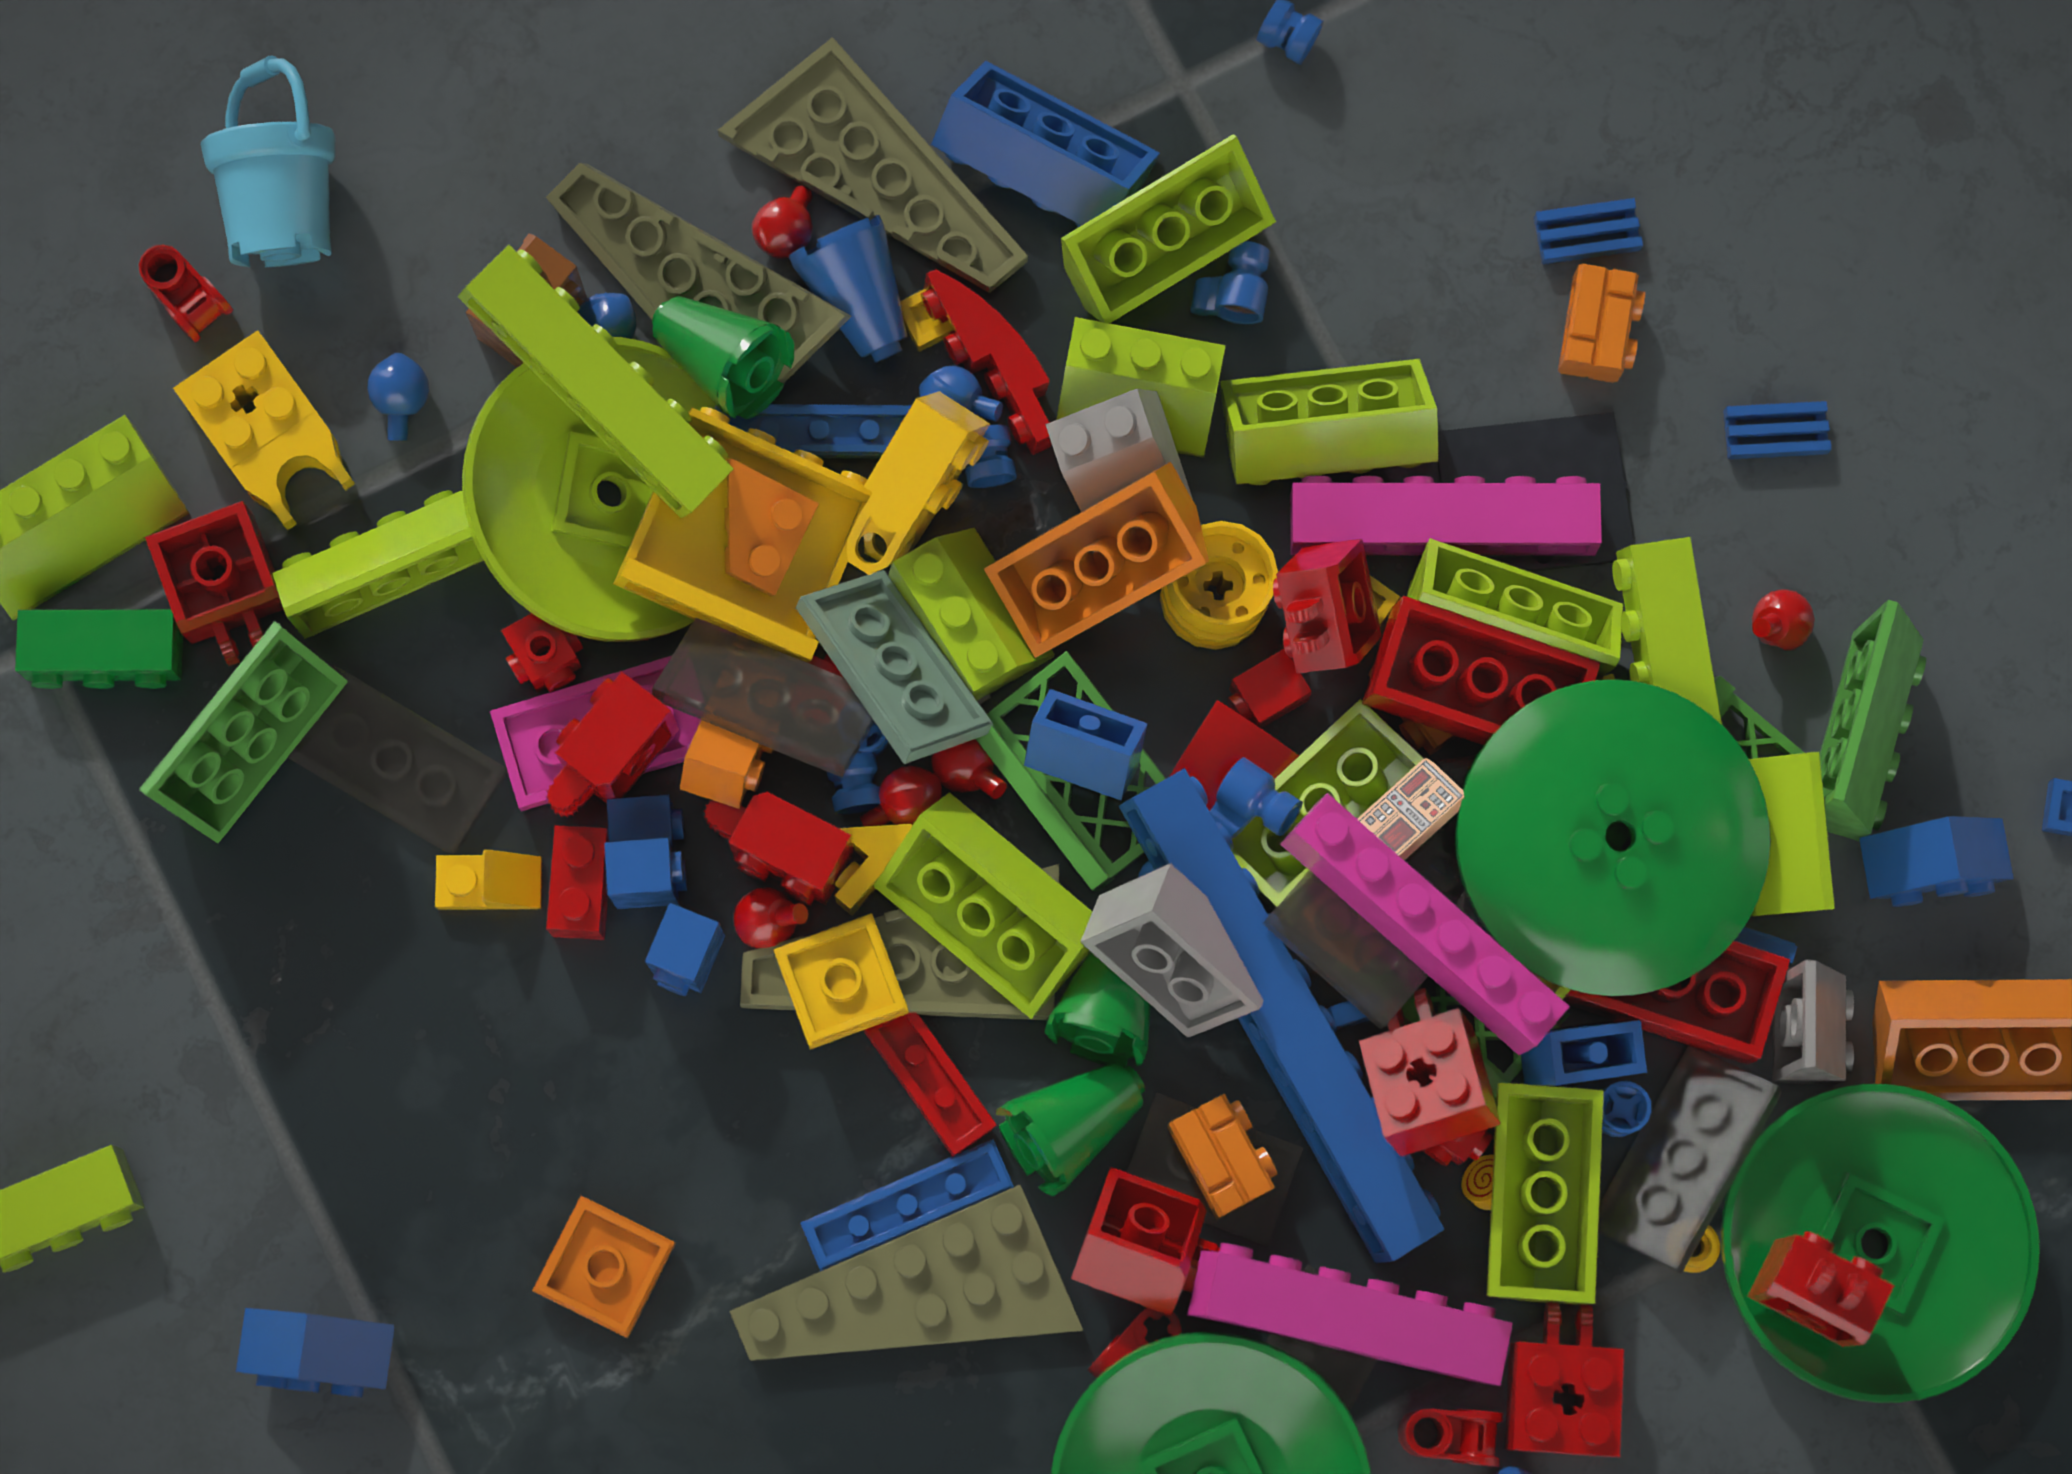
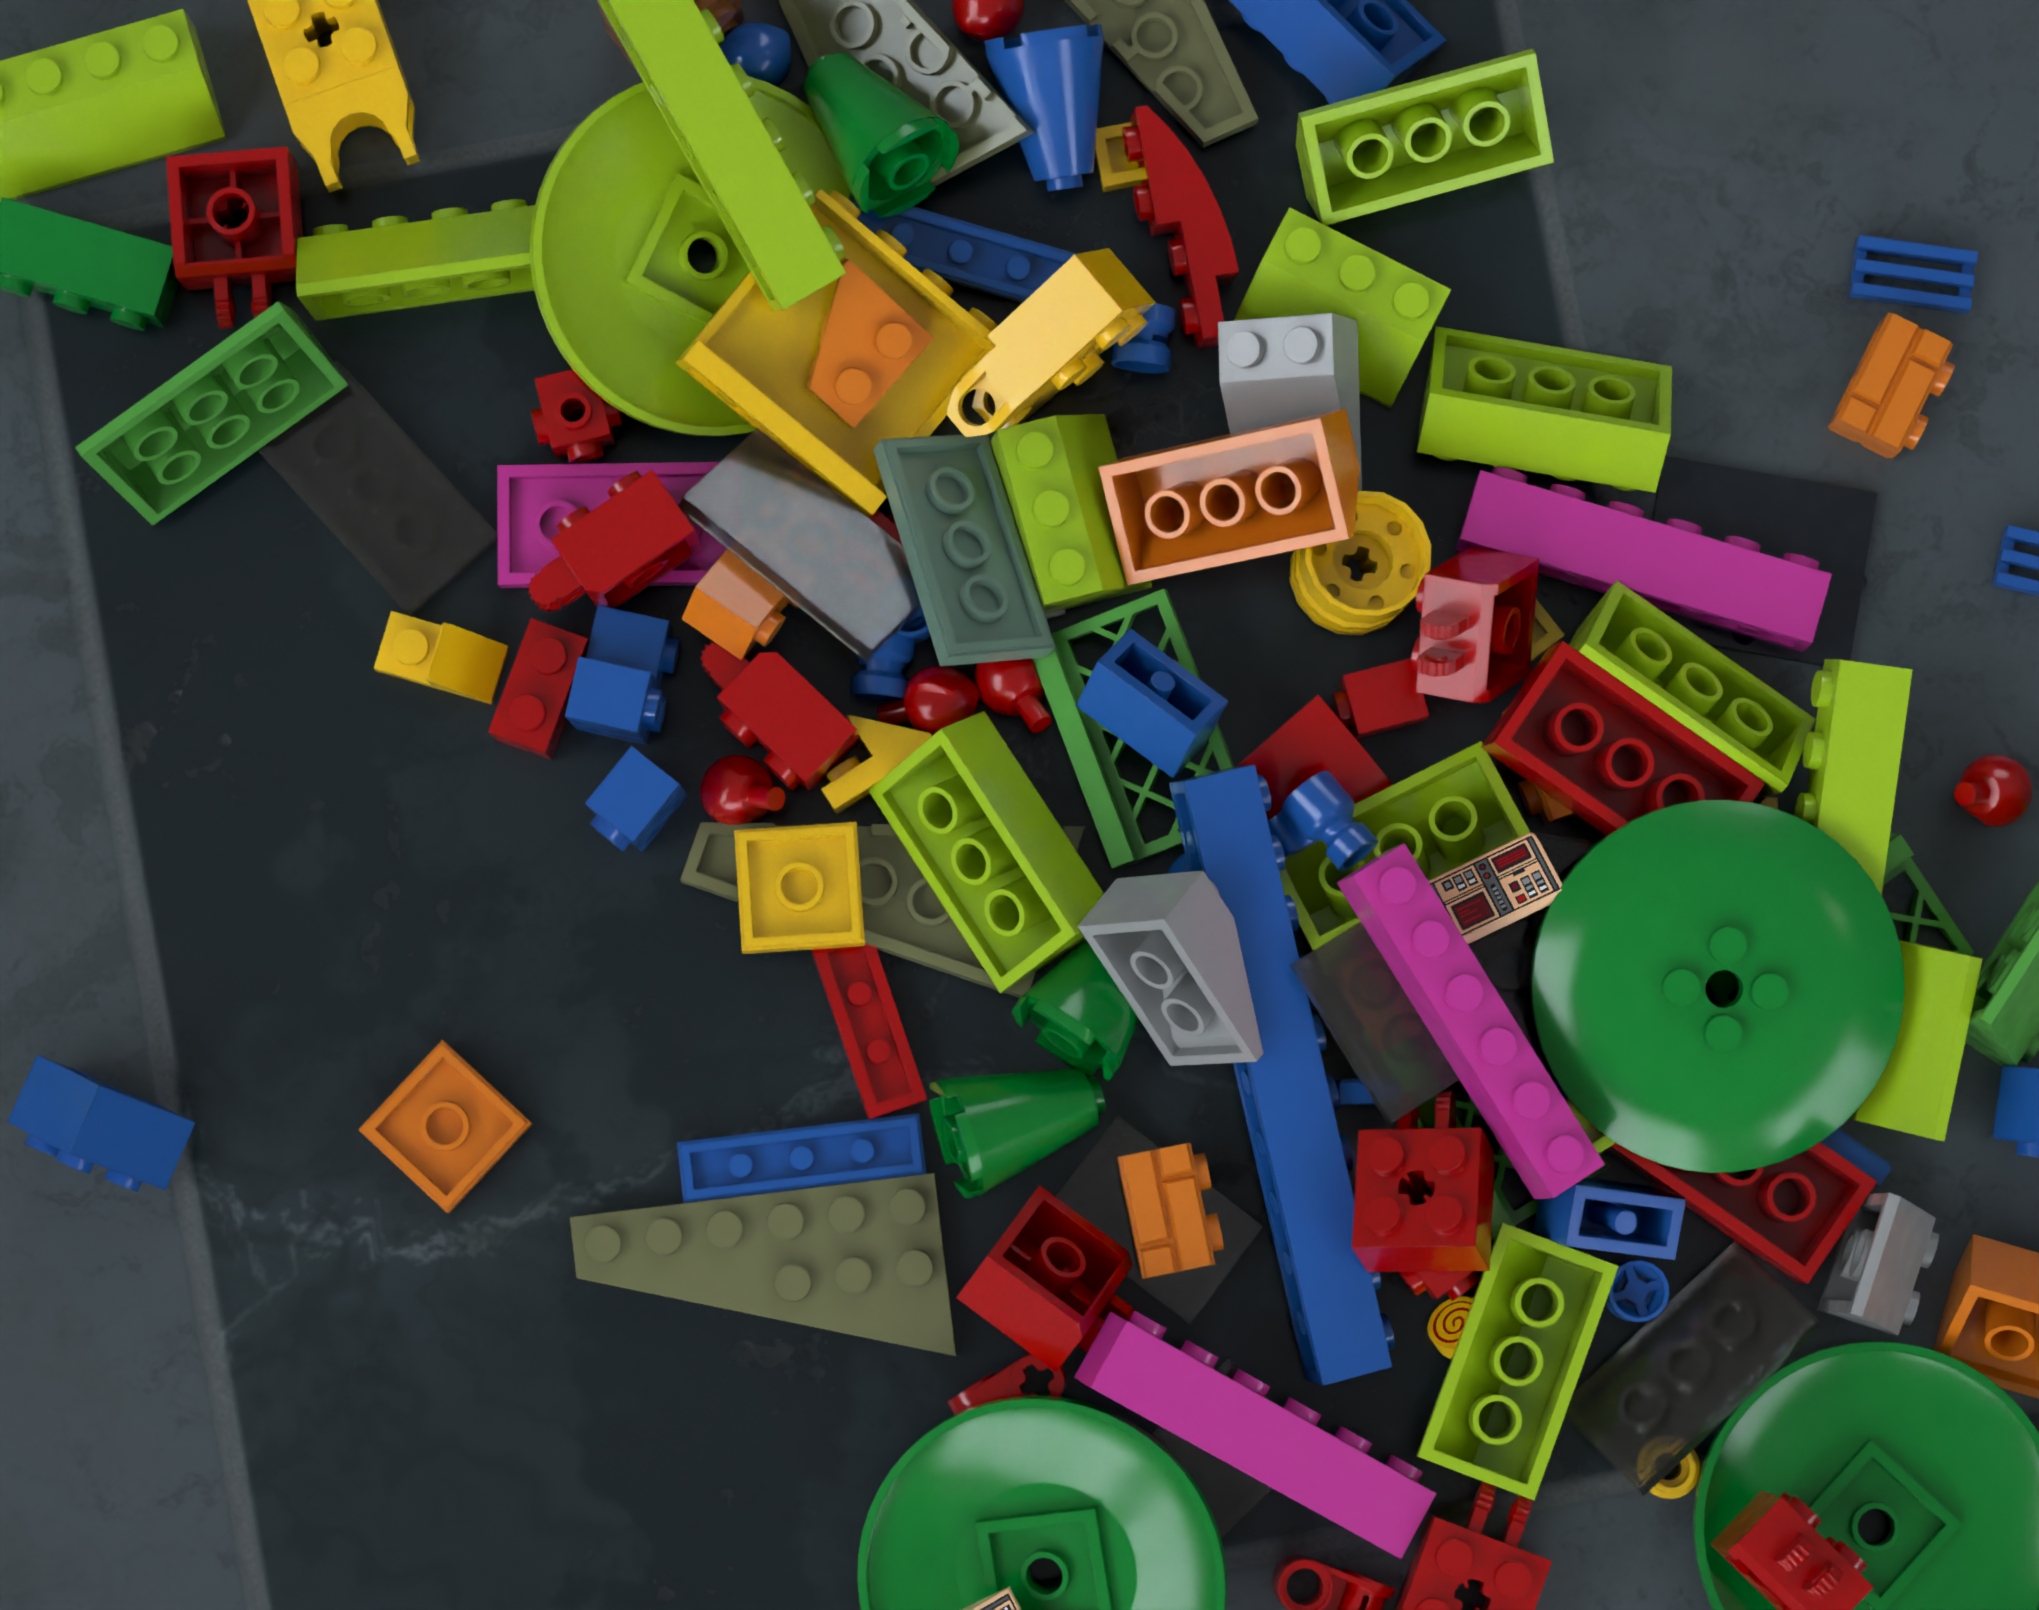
camera: 20 degrees right, 5 degrees up
(399, 390) = (499, 67): blue piece -> none
(962, 388) = (1137, 252): blue piece -> none
(1238, 294) = (1488, 231): blue piece -> none

